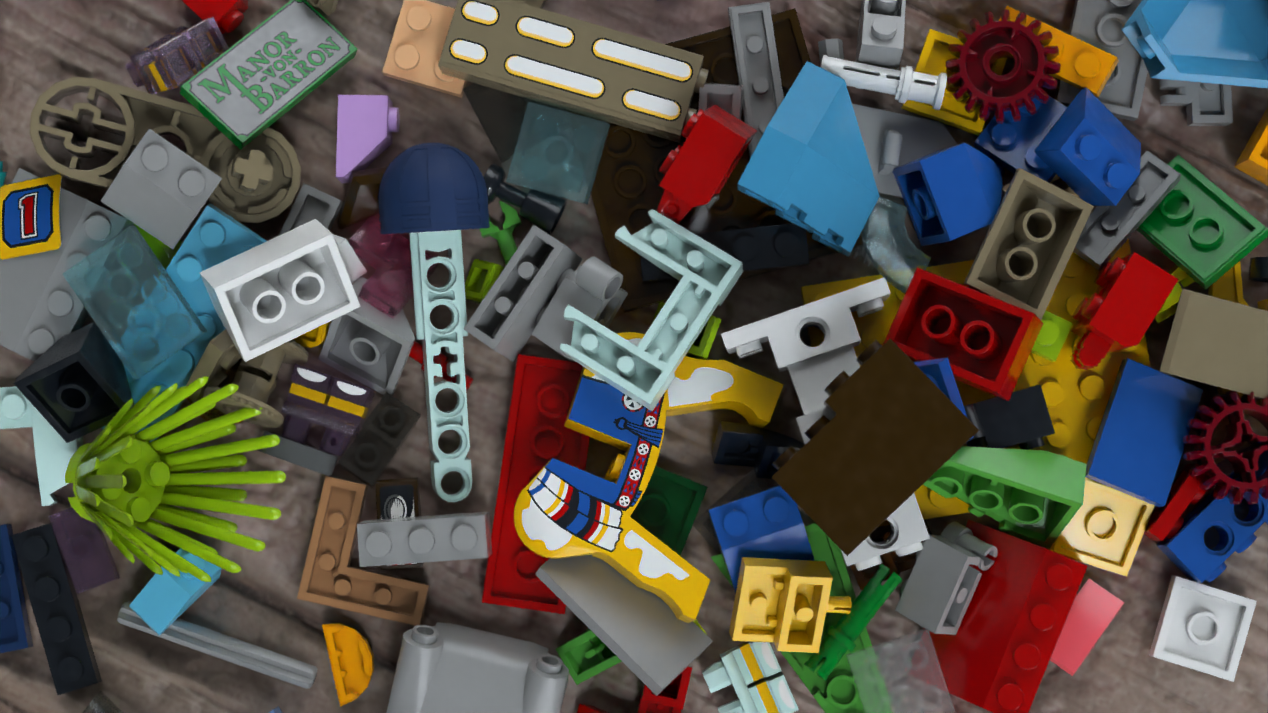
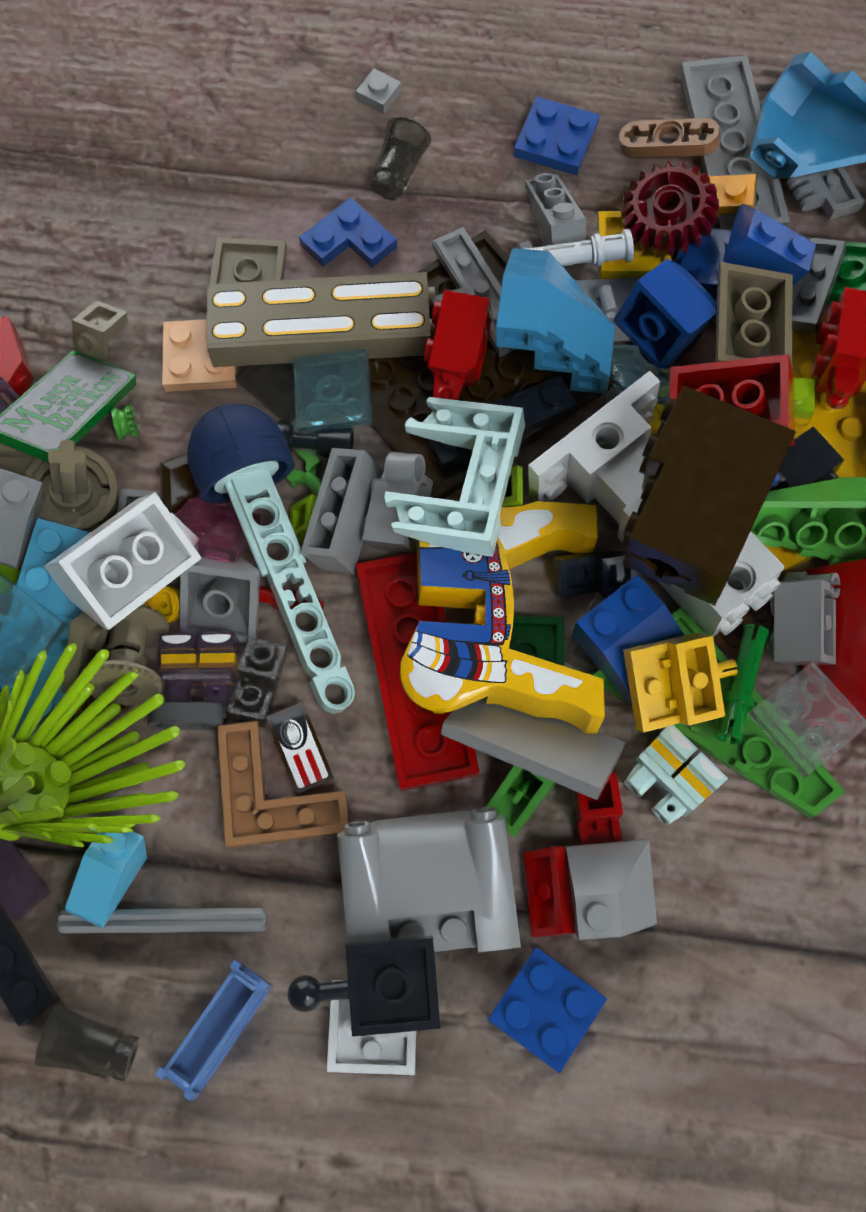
camera: 20 degrees left, 15 degrees down
(327, 103) = (124, 423): none -> bright green bush
(349, 659) = (295, 890): light orange plate -> none
(363, 131) = (160, 431): lavender slope -> none
(424, 539) = (326, 743): light grey brick -> none

